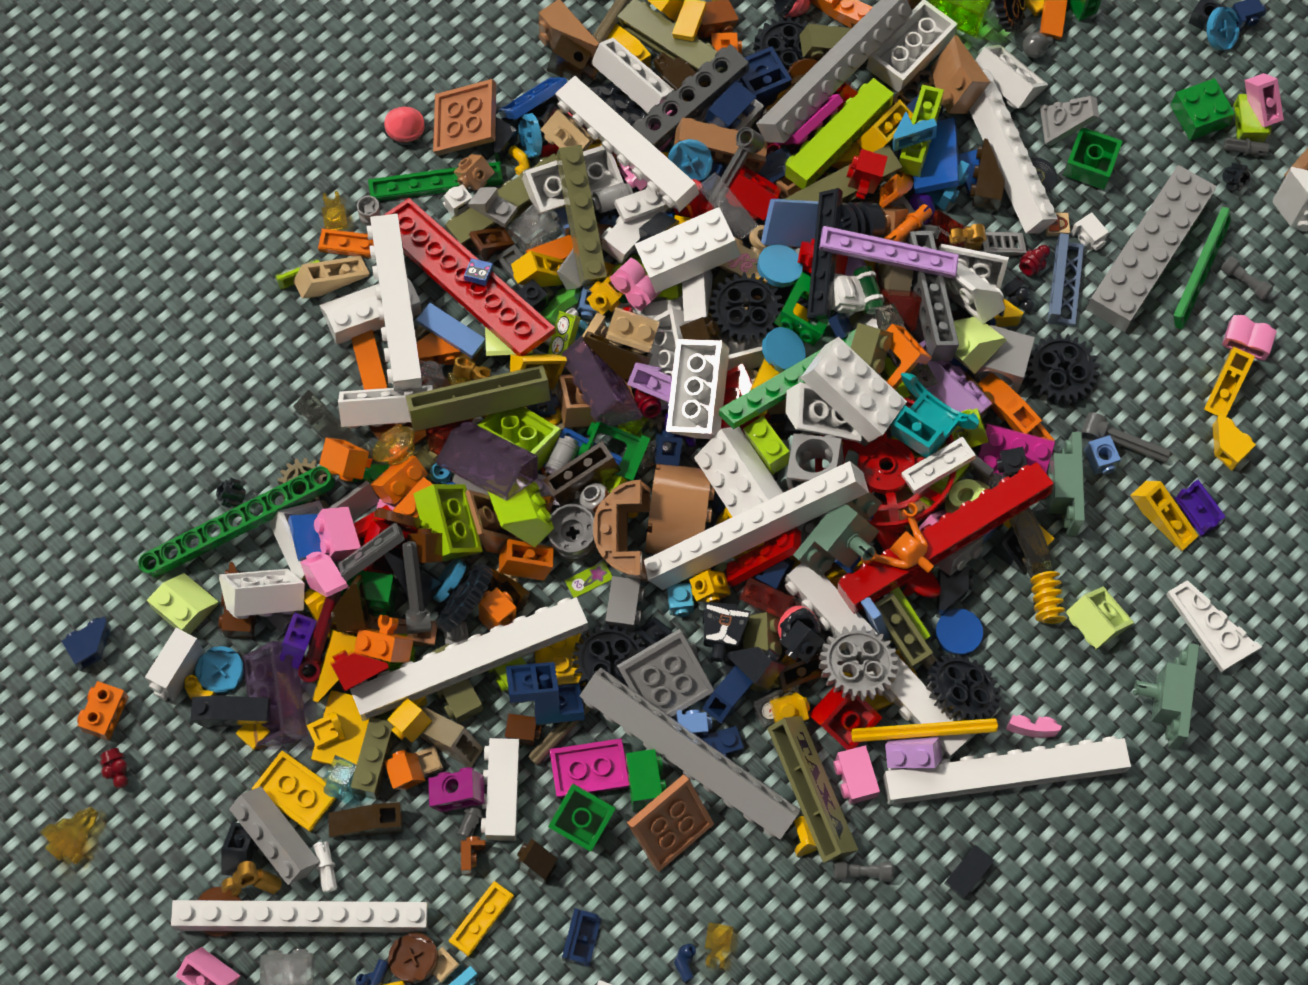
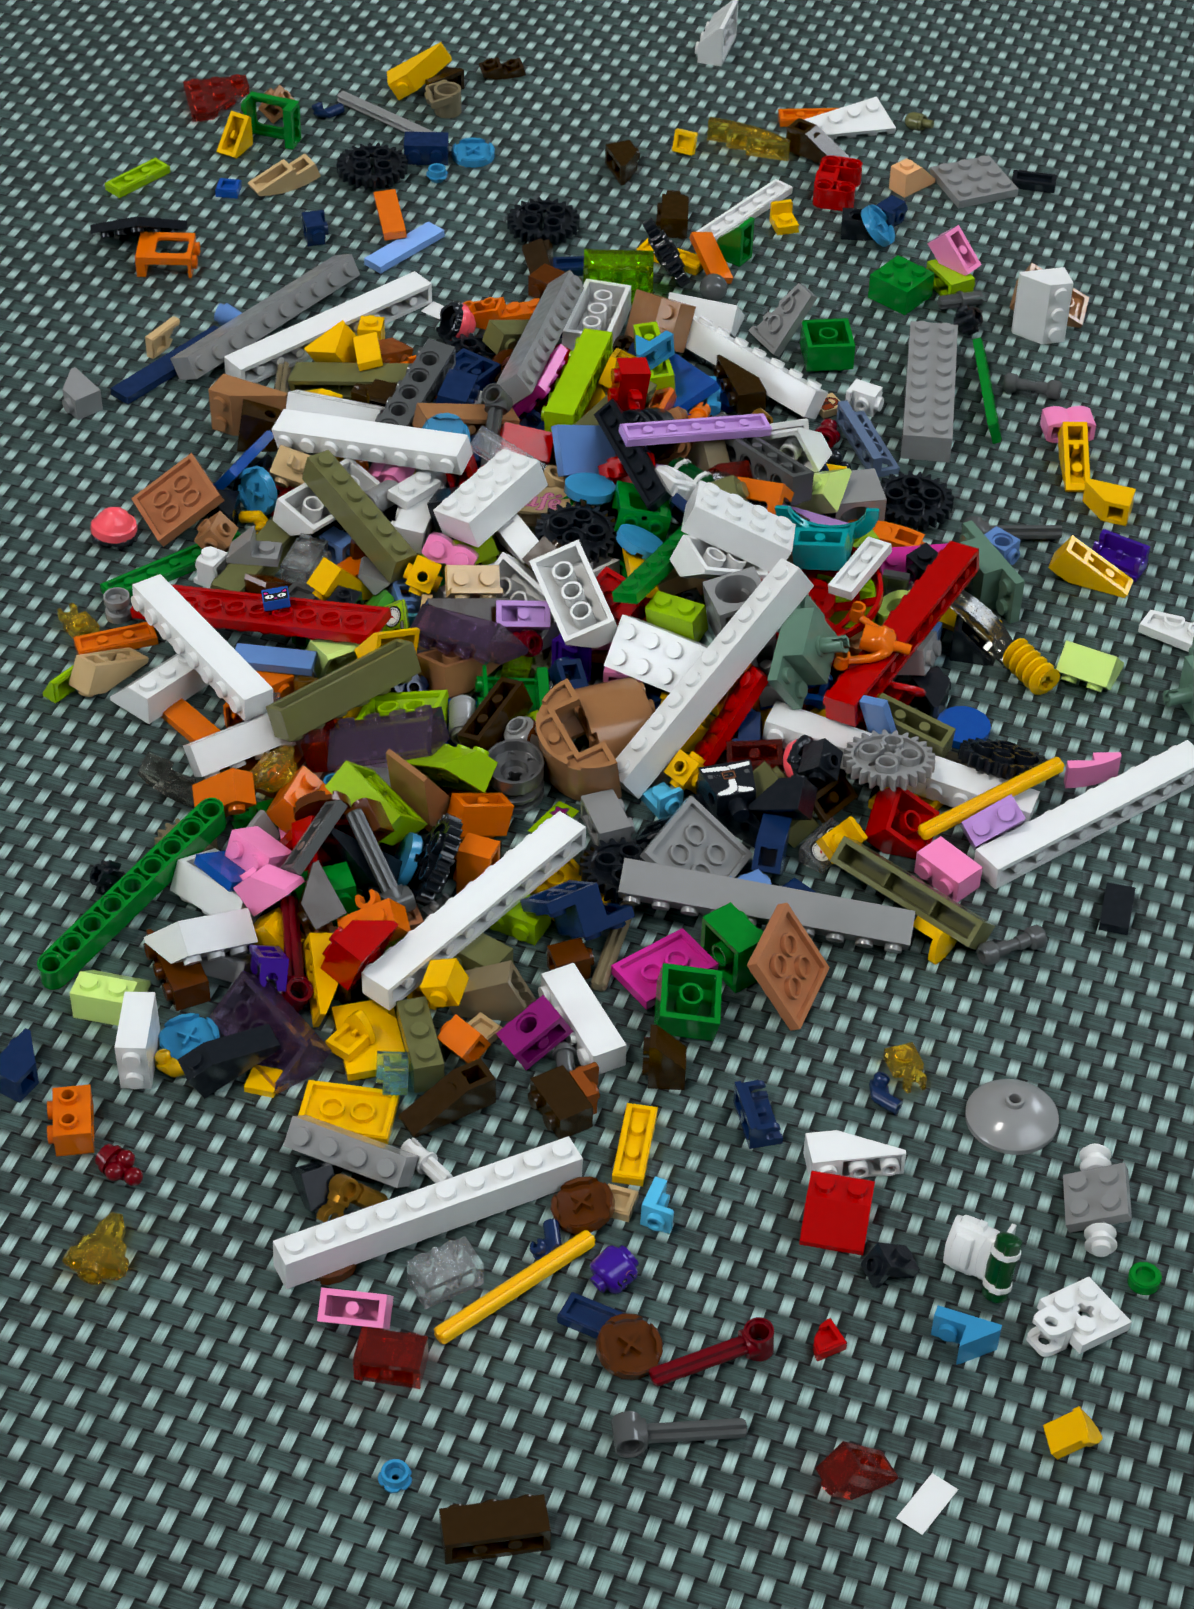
camera: 25 degrees left, 25 degrees down
(444, 859) = (560, 1102): none -> dark brown brick

